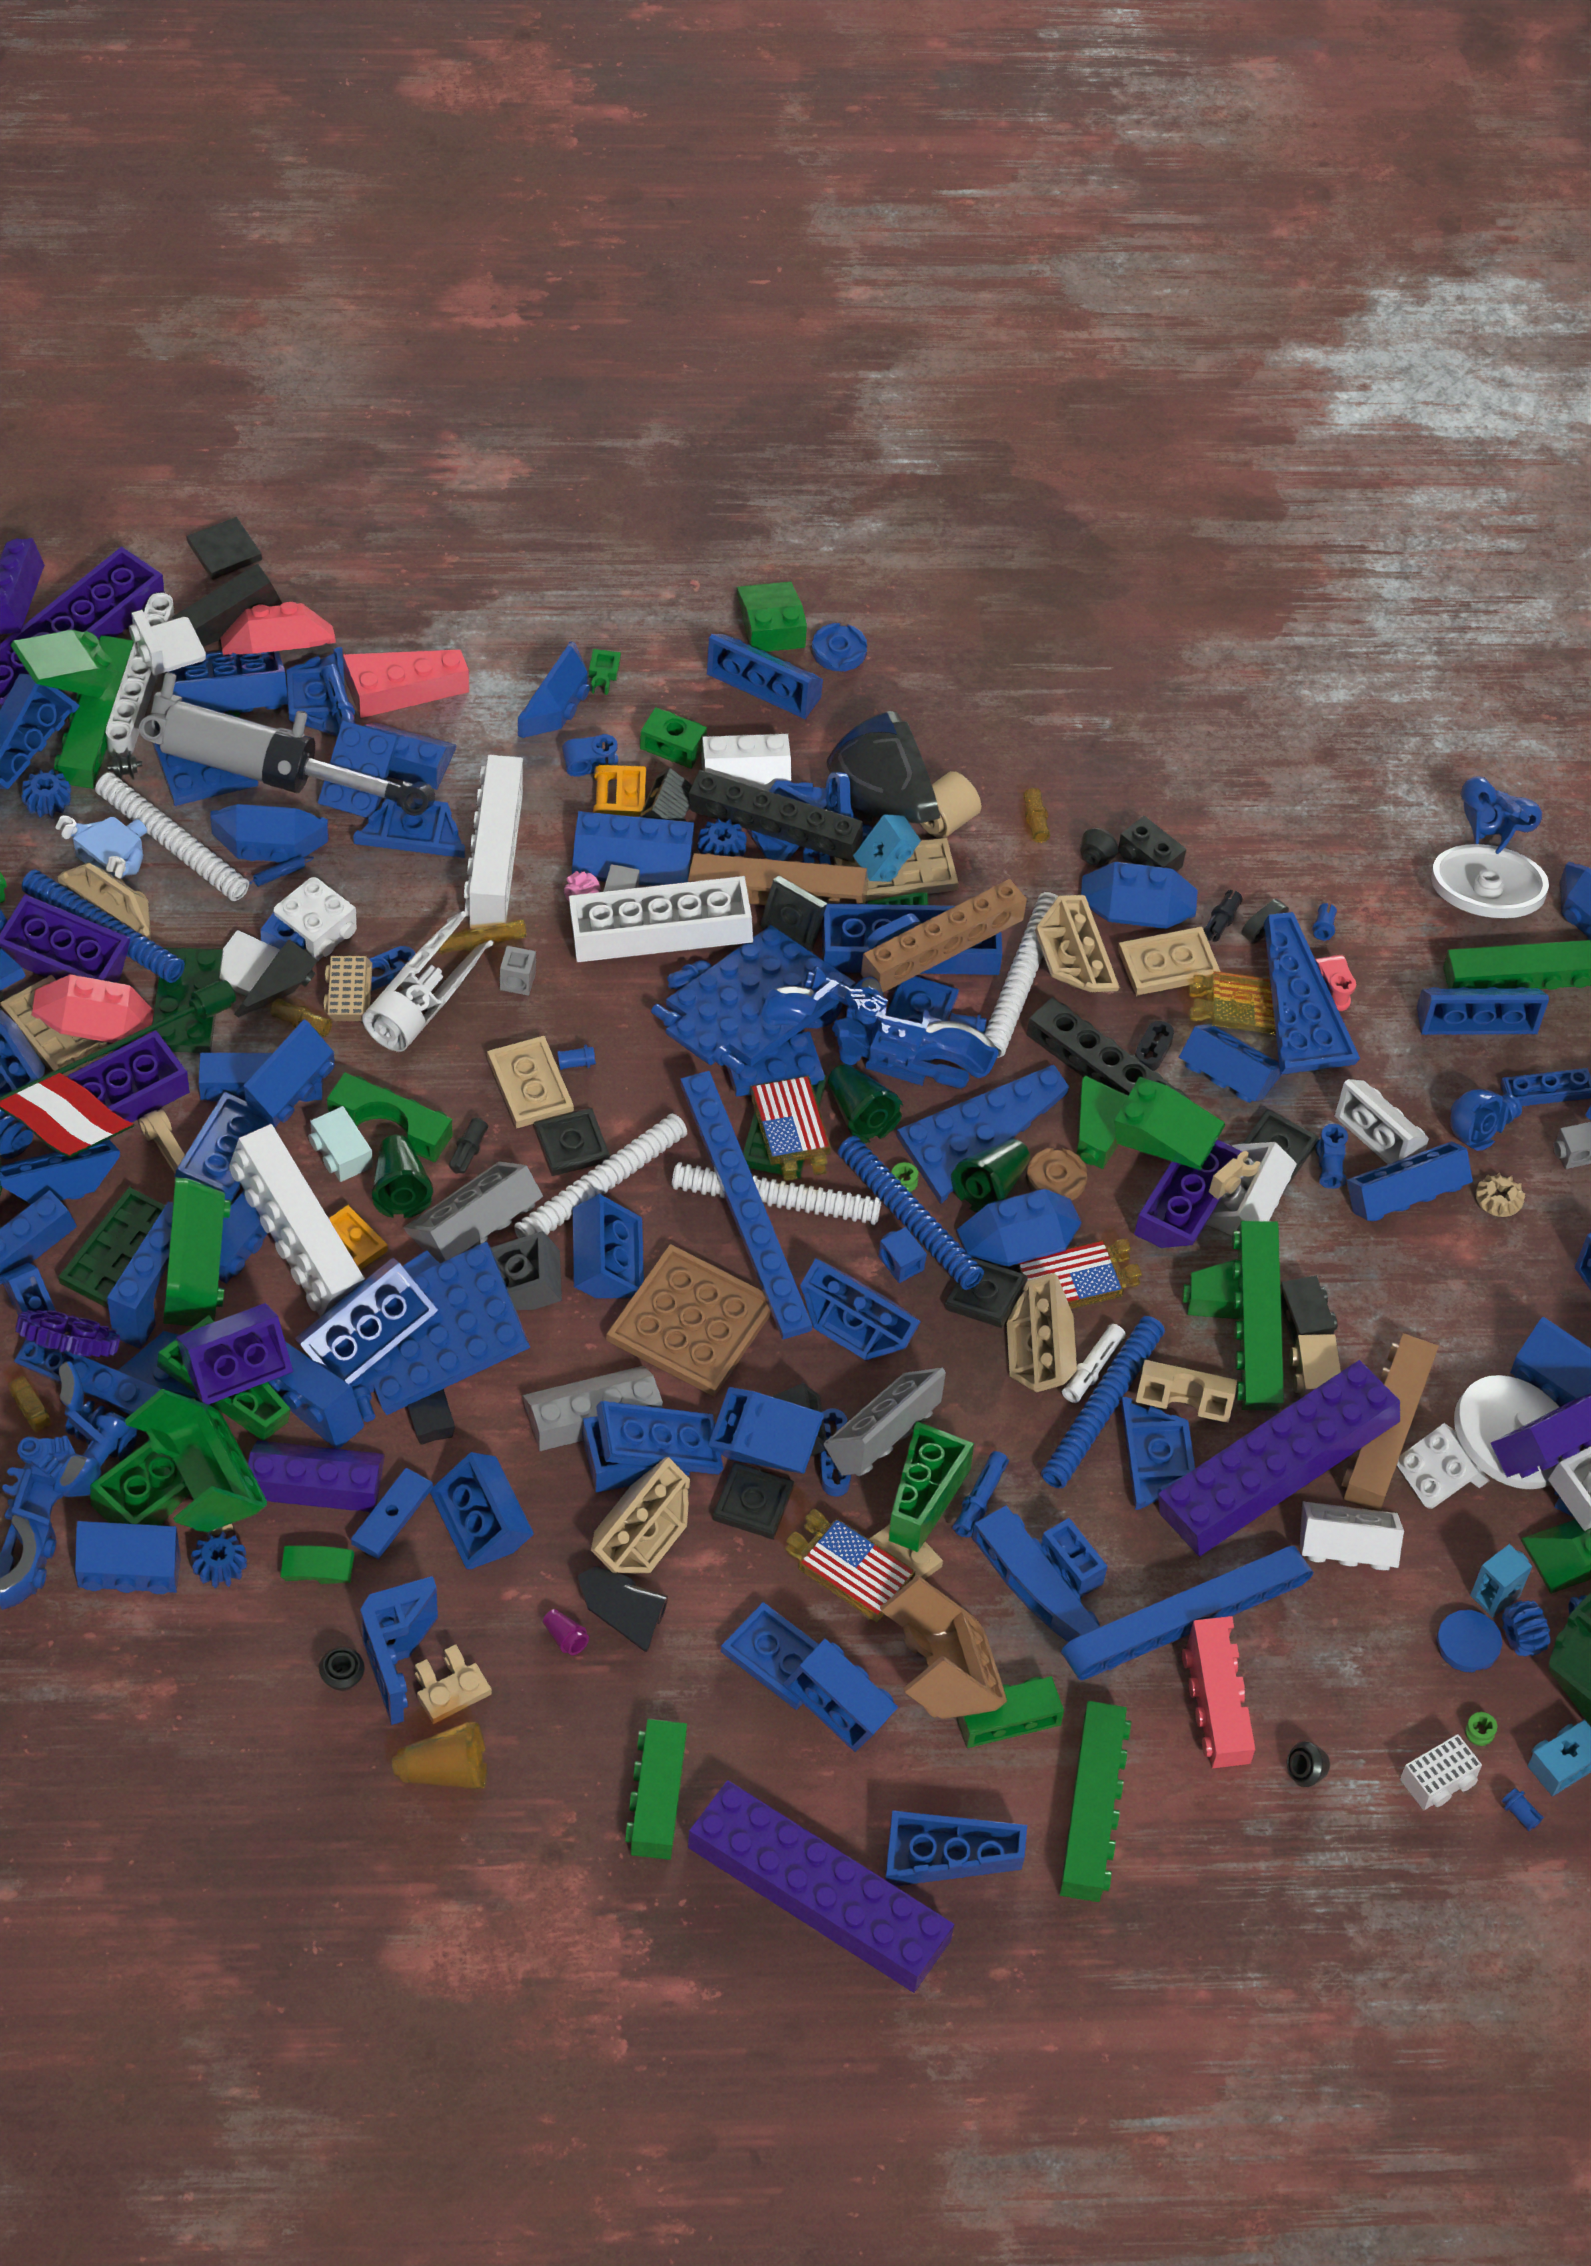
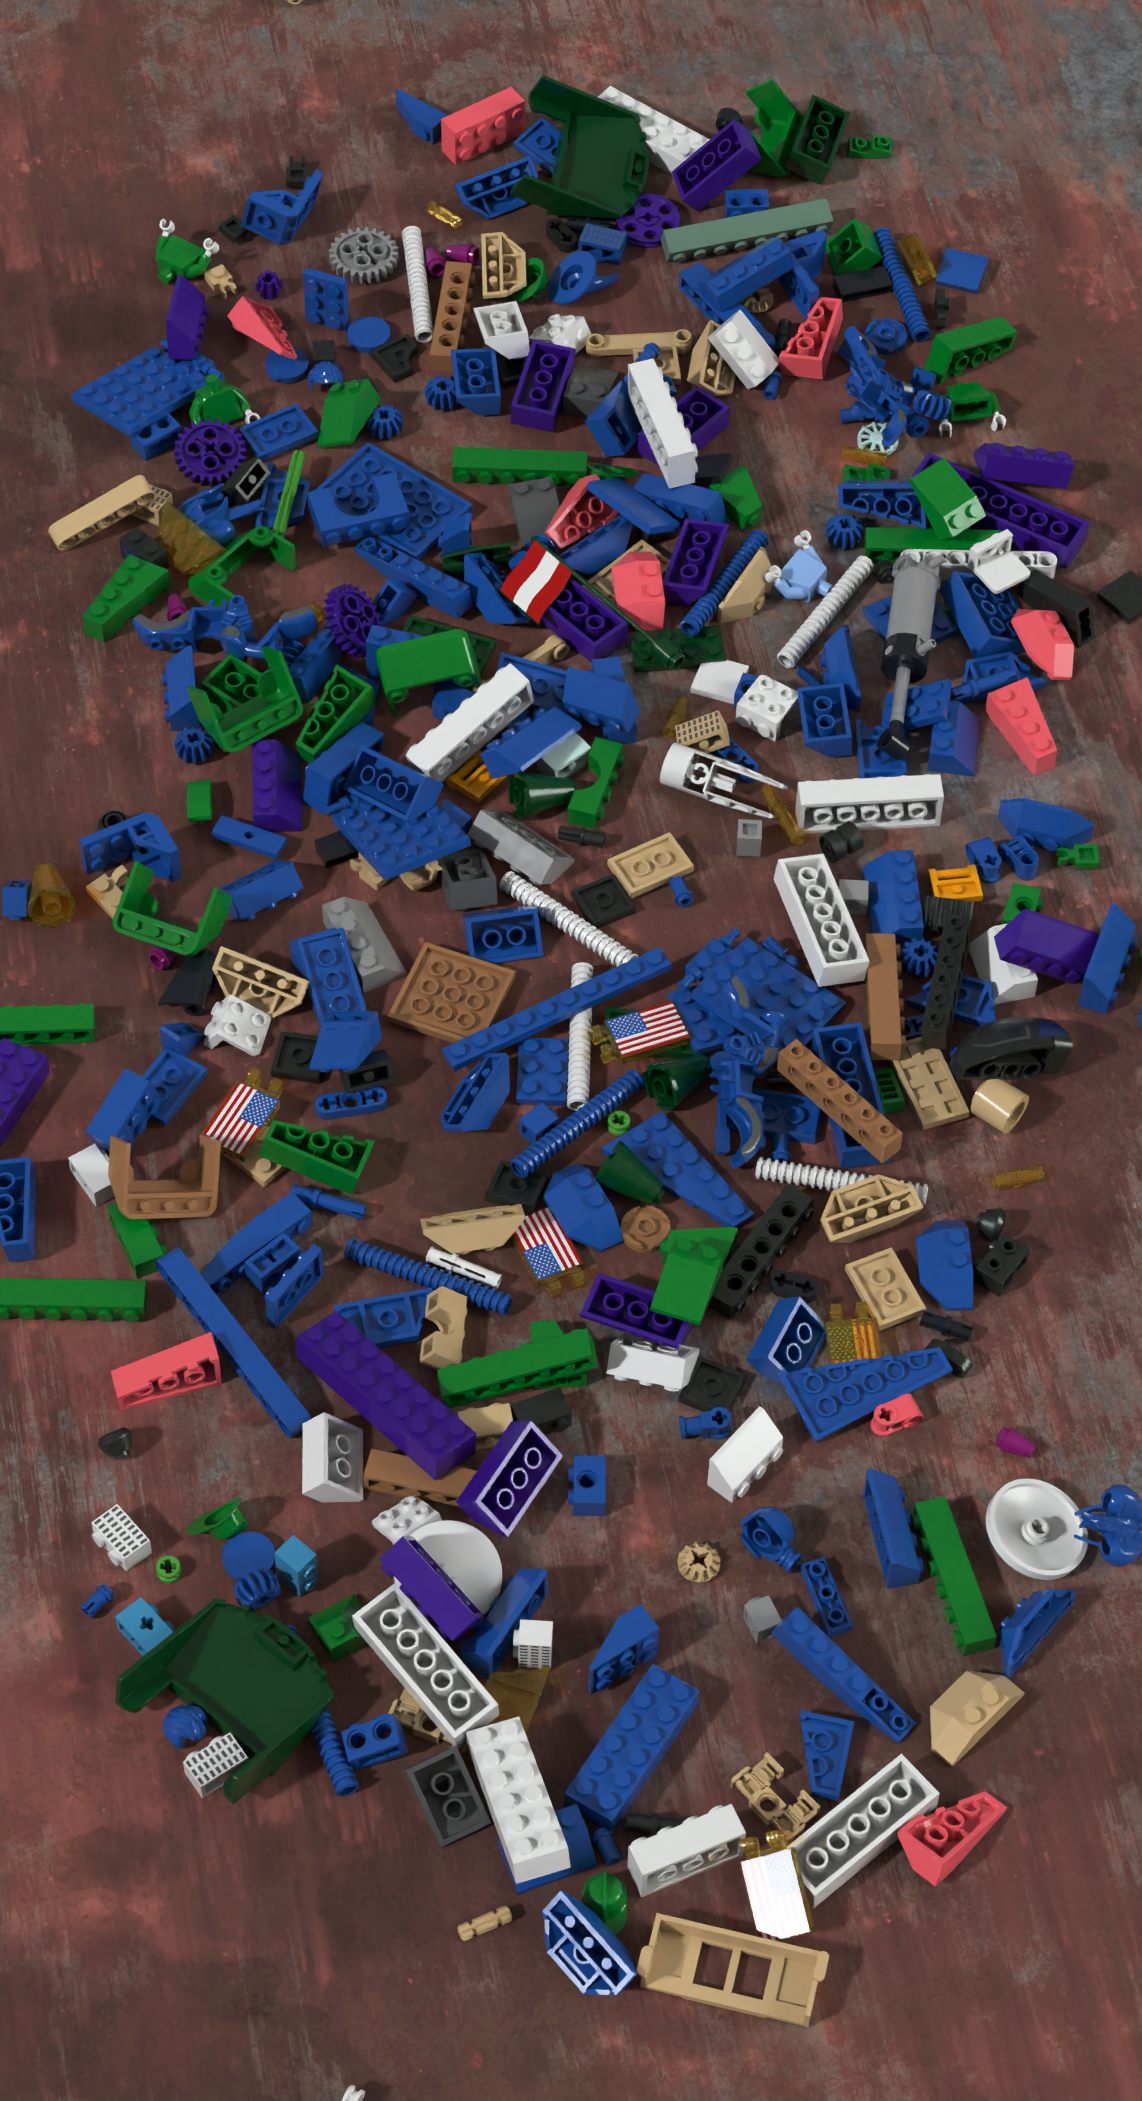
camera: 85 degrees right, 0 degrees up
(235, 1353) = (340, 704): dark purple slope -> none
(281, 978) = (704, 693): pearl dark grey slope -> none
(334, 1163) = (528, 741): none -> blue slope
(354, 857) = (825, 719): none -> blue slope
(438, 1802) = (15, 899): none -> blue slope
(474, 1386) = (367, 873): none -> tan plate
(540, 884) = (840, 841): none -> pearl dark grey wheel
(561, 1599) = (138, 920): none -> green windscreen
(581, 884) = (844, 868): bright pink gear -> none
(595, 720) = (1020, 857): none -> blue piece
(698, 1565) = (238, 1025): none -> white bracket
(707, 1628) = (180, 1037): none -> blue slope
(760, 711) = (1046, 945): none -> dark purple slope
(793, 912) = (853, 1003): pearl dark grey plate -> none
(823, 1237) = (542, 1071): none -> blue plate
(838, 794) = (965, 1027): blue plate -> none
(885, 1421) = (369, 1120): light grey slope -> none
(887, 848) = (925, 1055): dark azure brick -> none
(892, 930) = (835, 1064): blue plate -> none
(908, 1749) = (91, 1172): none -> white brick
(1115, 1537) = (294, 1286): none -> blue plate
(1228, 1178) = (644, 1328): tan plate -> none
(1324, 926) = (961, 1406): blue pin -> none
(1373, 887) = (1014, 1443): none -> magenta cone
(1407, 1344) = (510, 1477): none -> dark purple slope
(1410, 1181) = (688, 1481): blue brick -> none
(1416, 1273) = (589, 1500): none -> blue brick
(1425, 1663) = (221, 1522): none -> green piece

